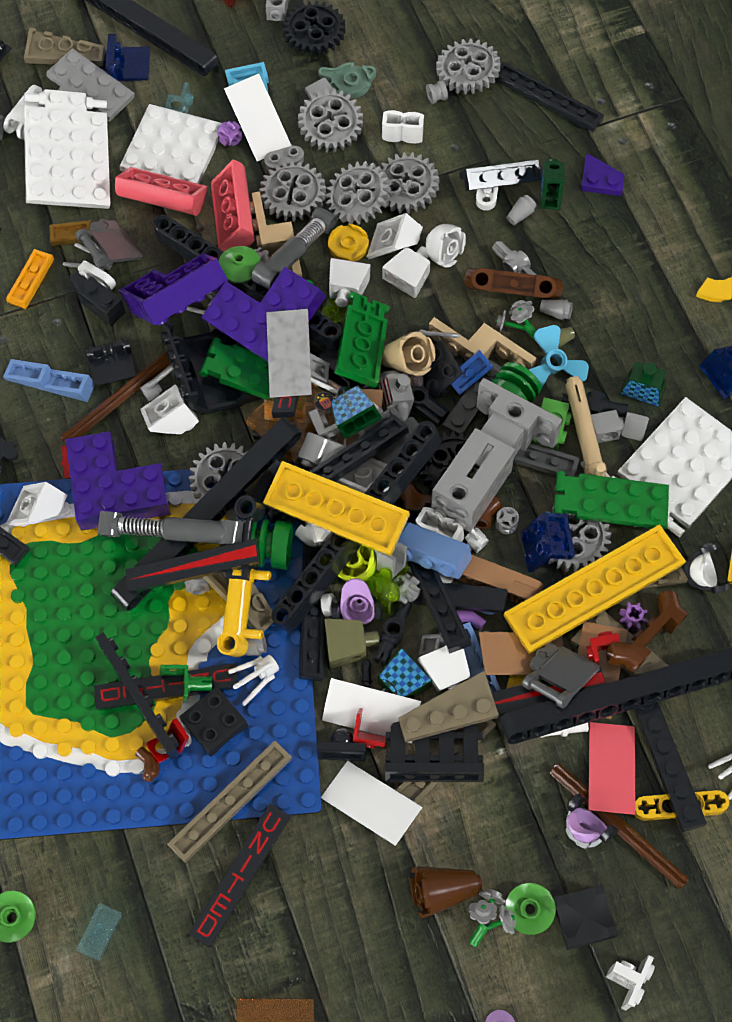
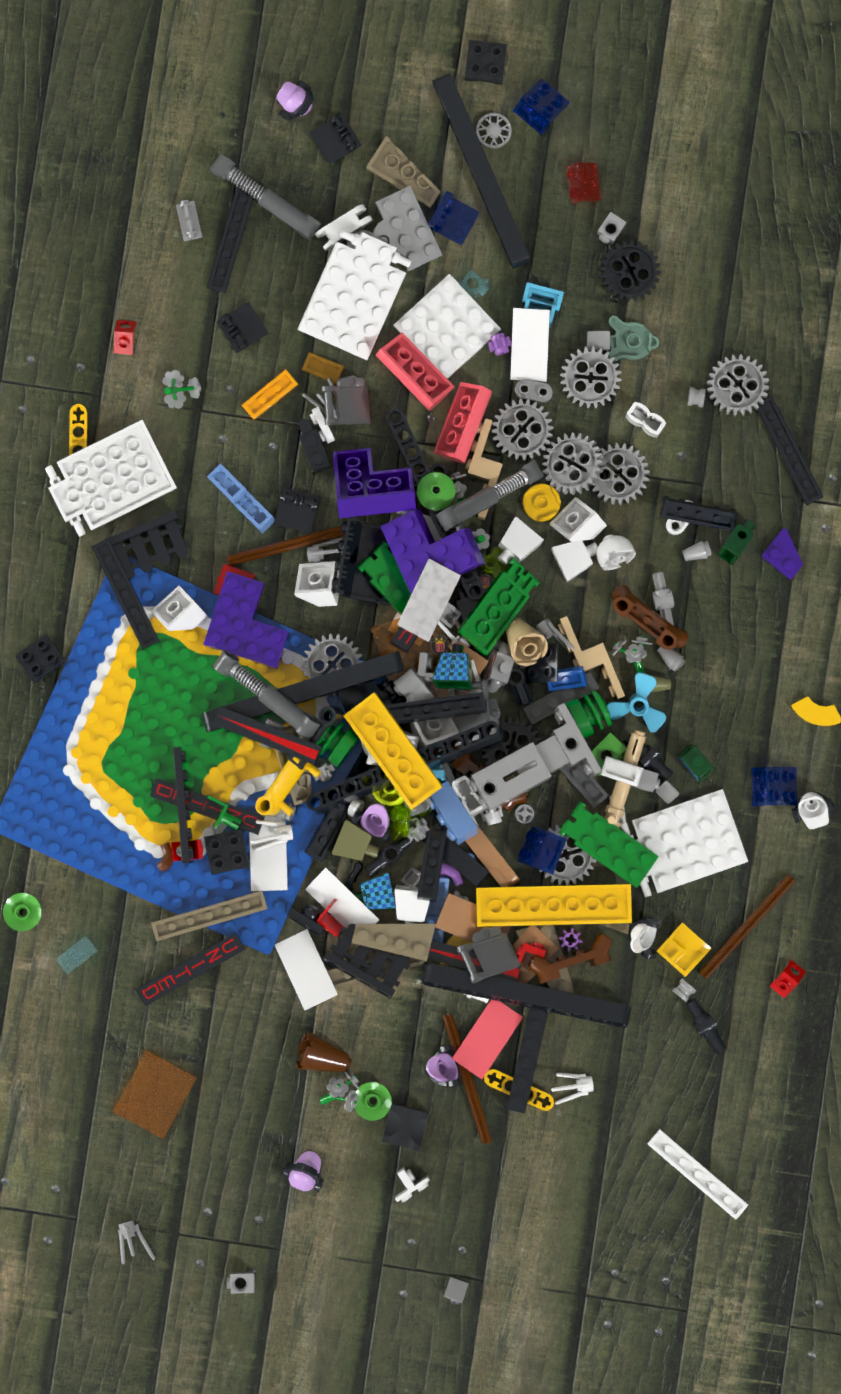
camera: 30 degrees right, 20 degrees up
(267, 712) = (268, 865): none -> white sticker
(274, 585) = (326, 770): none -> light grey gear
(581, 422) = (622, 771): none -> white tile

